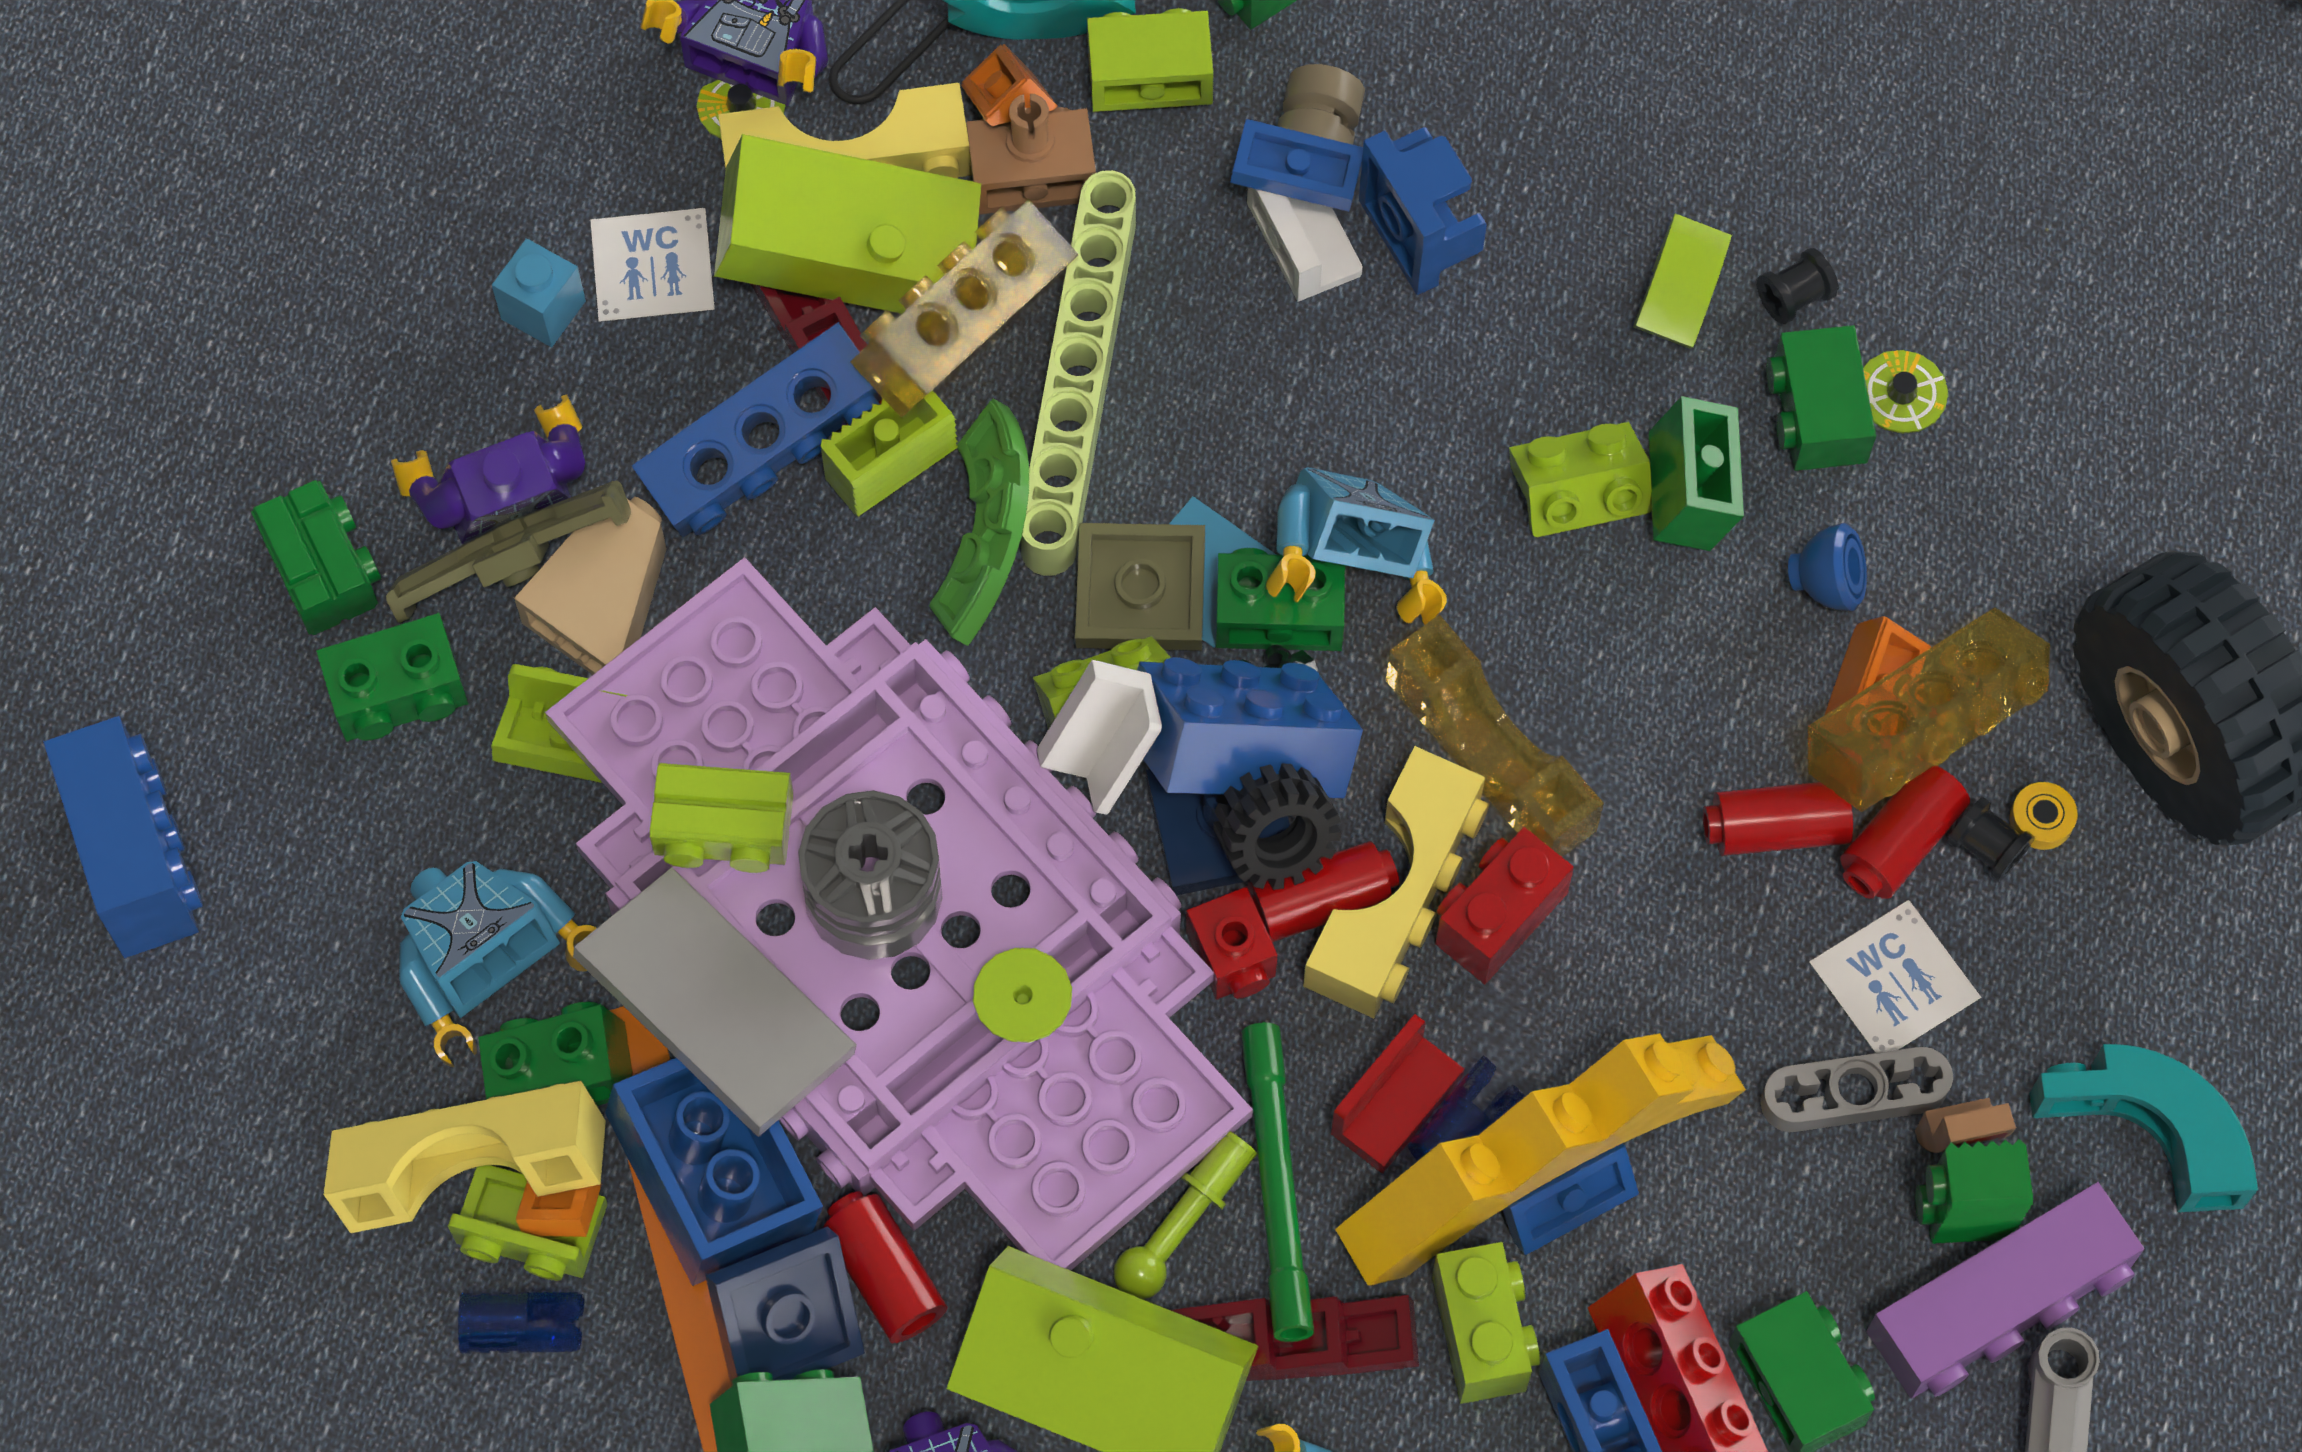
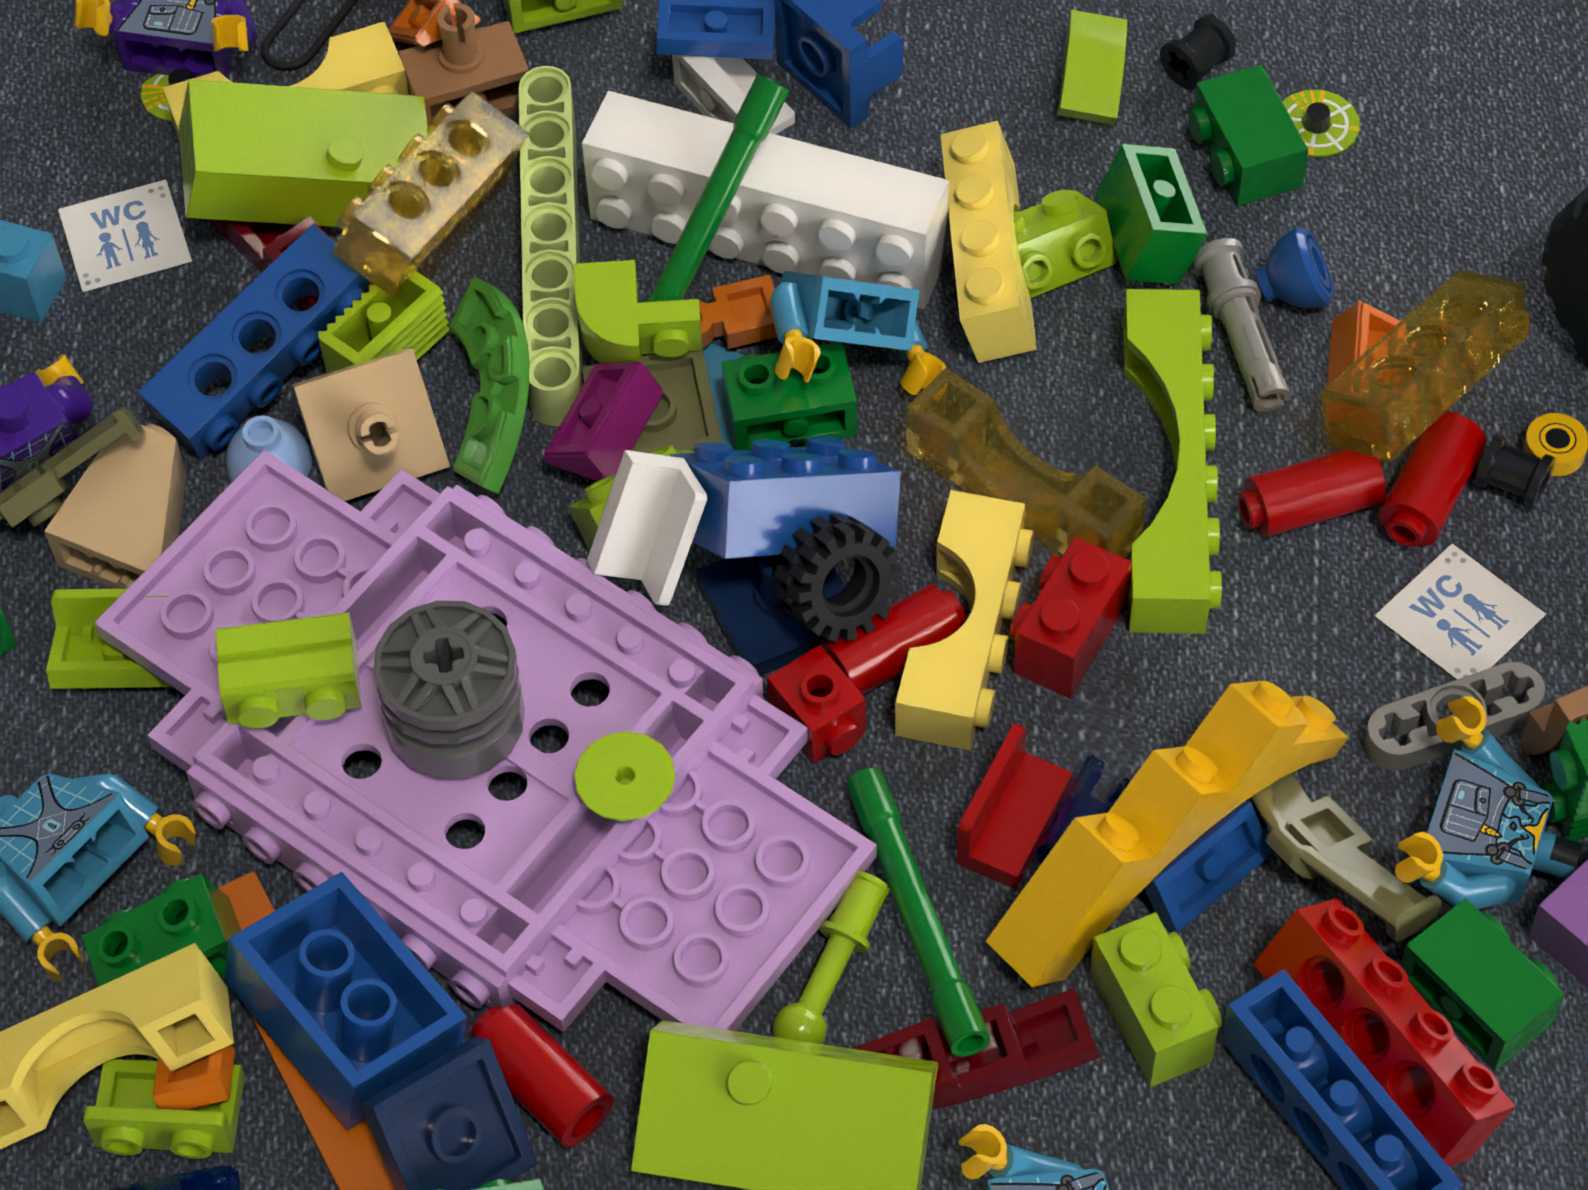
camera: 10 degrees left, 10 degrees down
(714, 1001) = (317, 842): light grey tile -> none
(757, 539) = (267, 434): none -> light blue brick
(855, 547) = (370, 424): none -> tan tile
(1089, 591) = (604, 420): none -> magenta slope
(1125, 497) = (623, 329): none -> lime brick
(1249, 492) = (739, 313): none -> orange plate
(1295, 322) = (749, 131): none -> green piece
(1304, 376) = (793, 210): none -> white brick
(1511, 512) = (986, 257): none -> light yellow arch
(1617, 864) = (1171, 558): none -> lime arch
(1690, 1200) = (1328, 843): none -> olive plate
(1759, 589) = (1235, 302): none -> light grey pin
(1849, 1216) = (1485, 823): none -> torso

